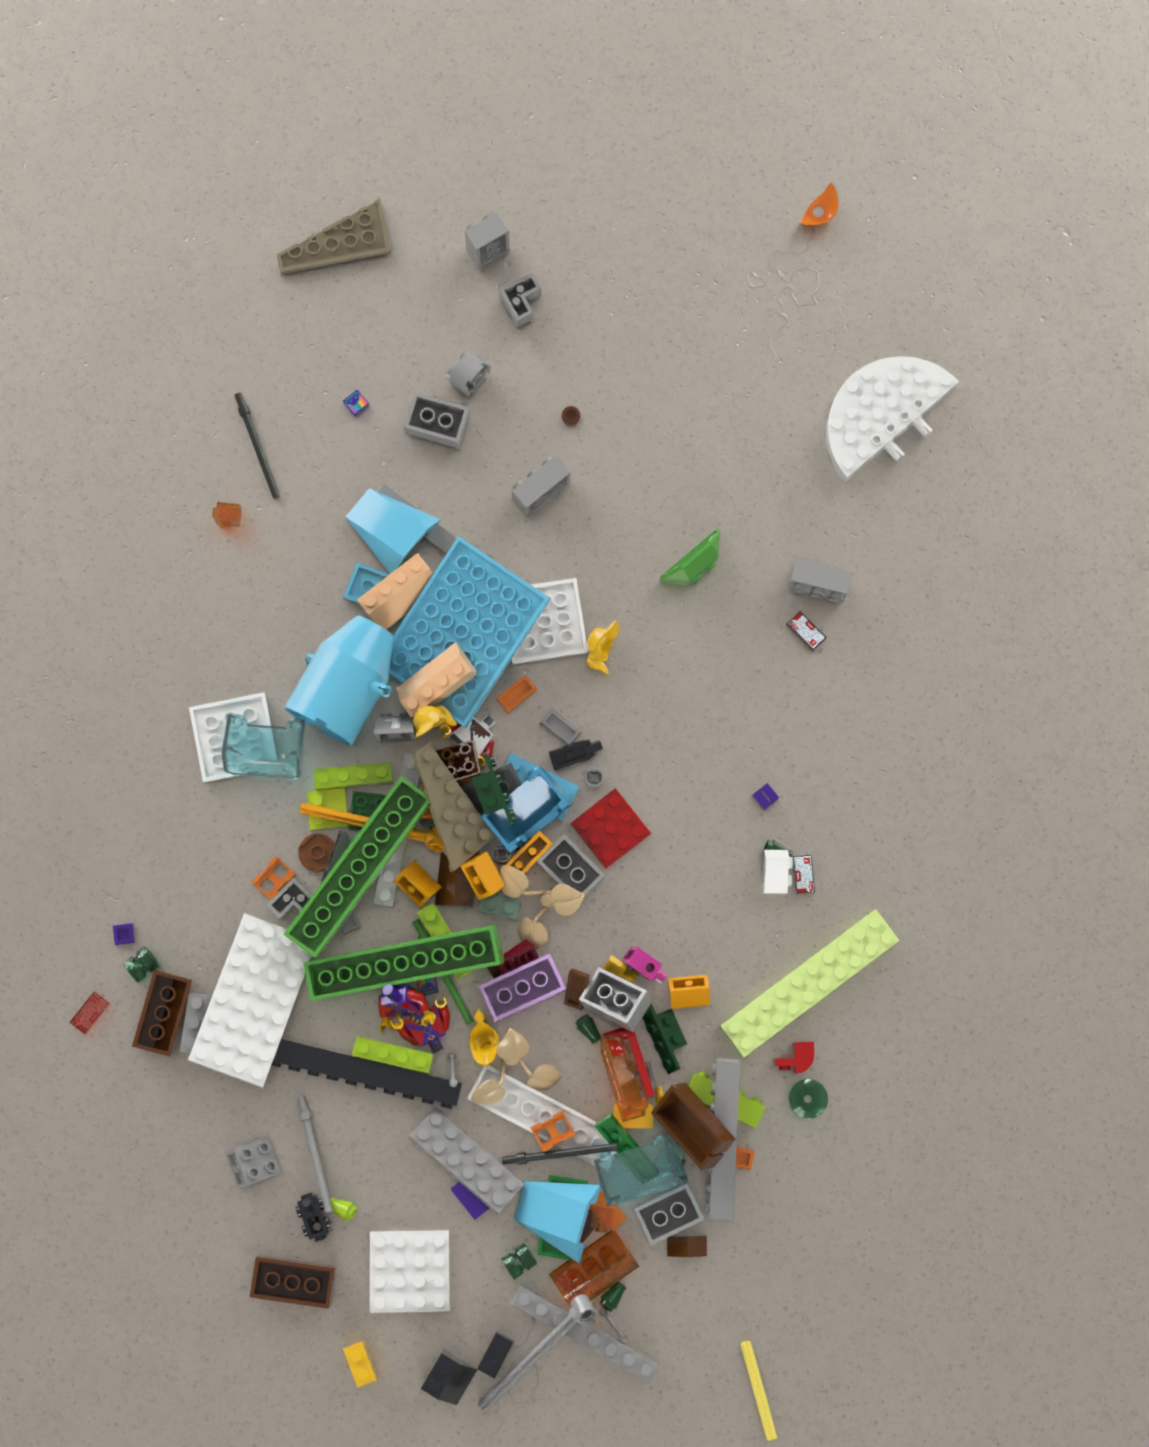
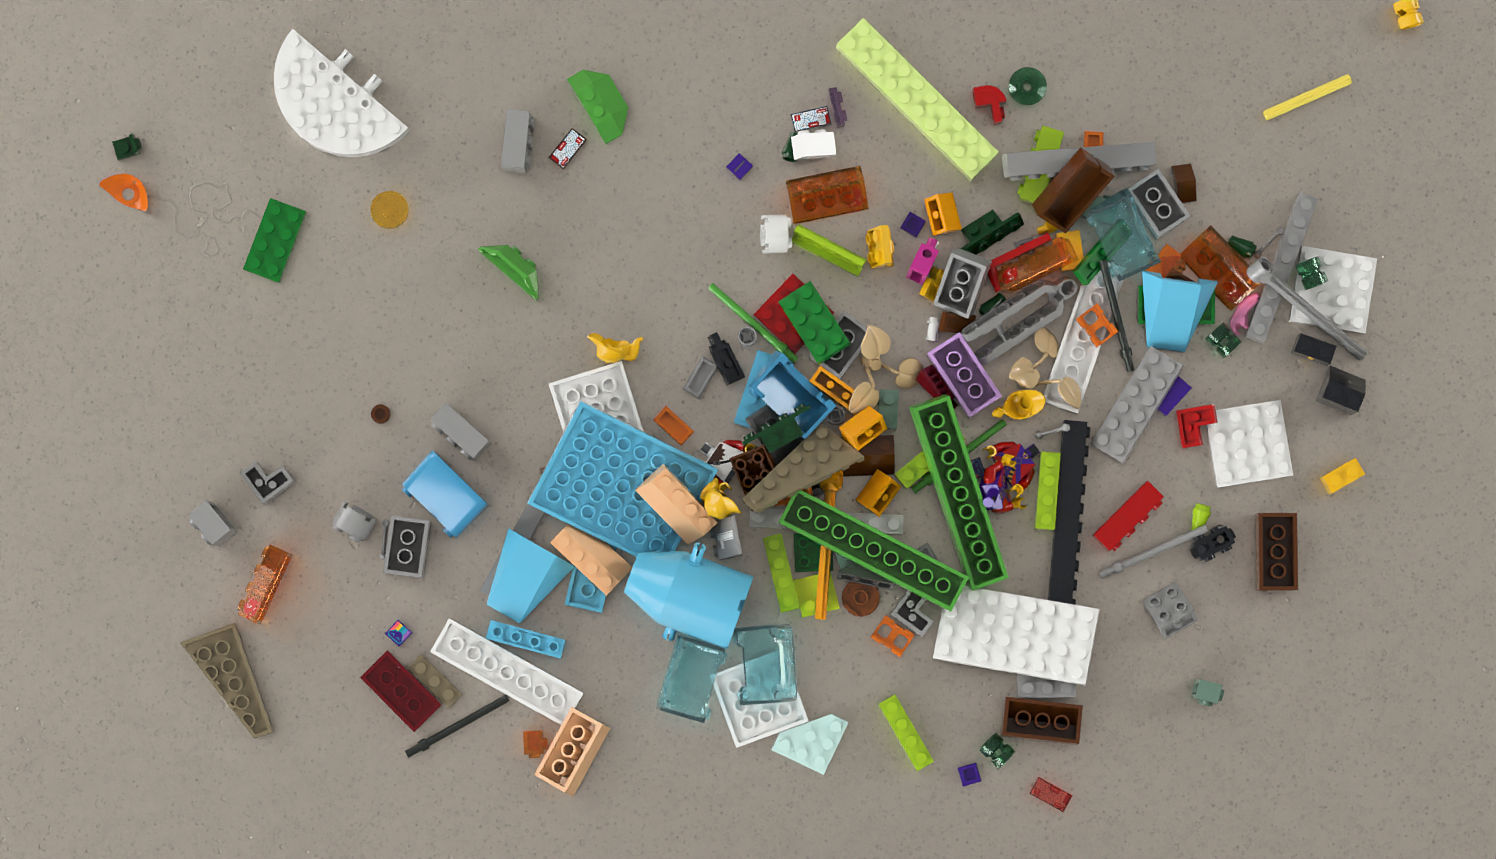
camera: 95 degrees left, 5 degrees up
(162, 1186) = (1207, 692): none -> sand green brick
(175, 876) = (905, 732): none -> lime brick
(182, 783) = (812, 742): none -> light aqua plate
(212, 548) = (572, 751): none -> light nougat slope
(260, 671) = (690, 678): none -> clear light blue windscreen
(299, 396) = (400, 691): none -> dark red plate
(300, 499) = (506, 671): none -> white plate
(303, 430) = (435, 681): none -> dark tan plate
(329, 520) = (526, 639): none -> medium azure brick
(354, 1133) = (1131, 513): none -> red brick
(421, 283) = (265, 584): none -> clear orange slope
(440, 1213) = (1190, 422): none -> red plate
(482, 463) = (444, 494): none -> dark azure windscreen
(542, 1283) = (1240, 315): none -> bright pink piece
(552, 1037) = (993, 319): none -> light grey piece
(556, 1388) = (1346, 294): none -> white plate
(569, 963) = (933, 332): none -> white pin
(573, 1364) = (1311, 273): none -> clear green wheel
(578, 810) = (780, 346): none -> bright green bar
(596, 844) = (814, 323): none -> green plate
(664, 924) = (880, 247): none -> yellow plate
(669, 872) = (828, 250): none -> lime fence
(683, 961) = (913, 224): none -> dark purple tile
(692, 820) = (775, 233): none -> white brick
(725, 878) = (827, 194): none -> clear orange slope
(754, 340) = (274, 240): none -> green plate
(769, 452) = (389, 209): none -> clear yellow tile
(820, 902) = (839, 114): none -> clear purple plate
(847, 669) = (601, 102): none -> bright green wedge
(863, 215) = (127, 147): none -> dark green bracket

